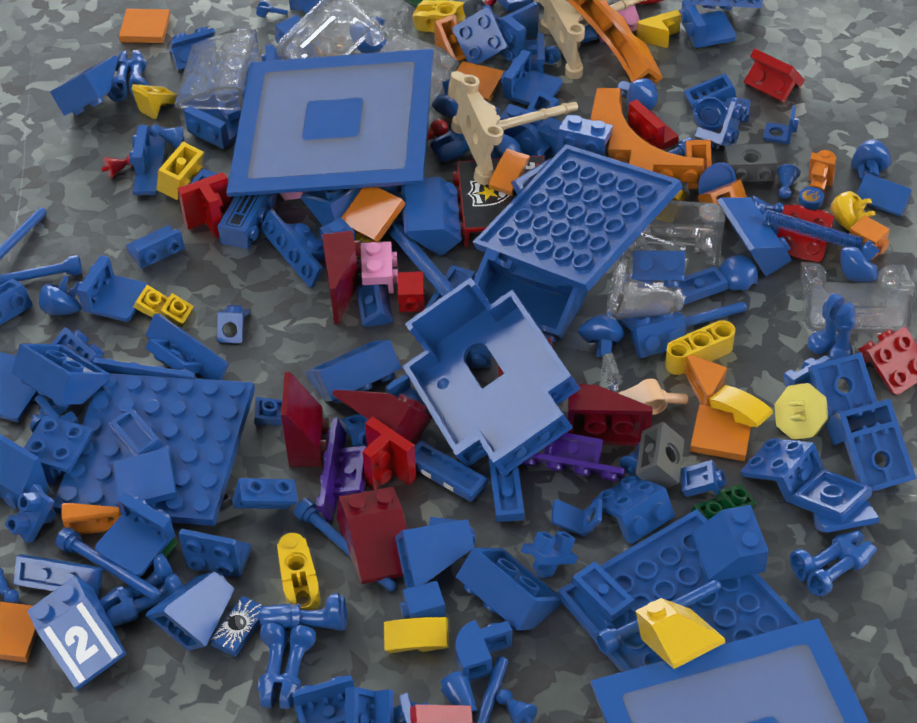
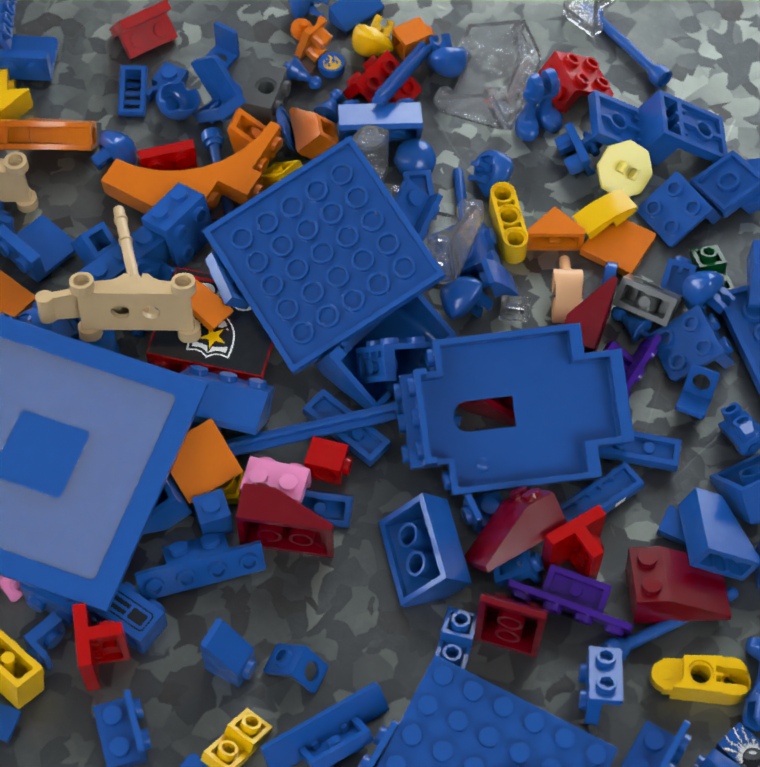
camera: 75 degrees left, 10 degrees up
(224, 273) = (227, 654): none -> blue slope
(503, 283) = (378, 359): none -> blue bracket
(627, 348) = (498, 278): none -> blue slope
(681, 426) = (610, 270): none -> blue tile
(687, 491) = (704, 289): none -> blue piece
(751, 322) = (491, 168): none -> blue piece

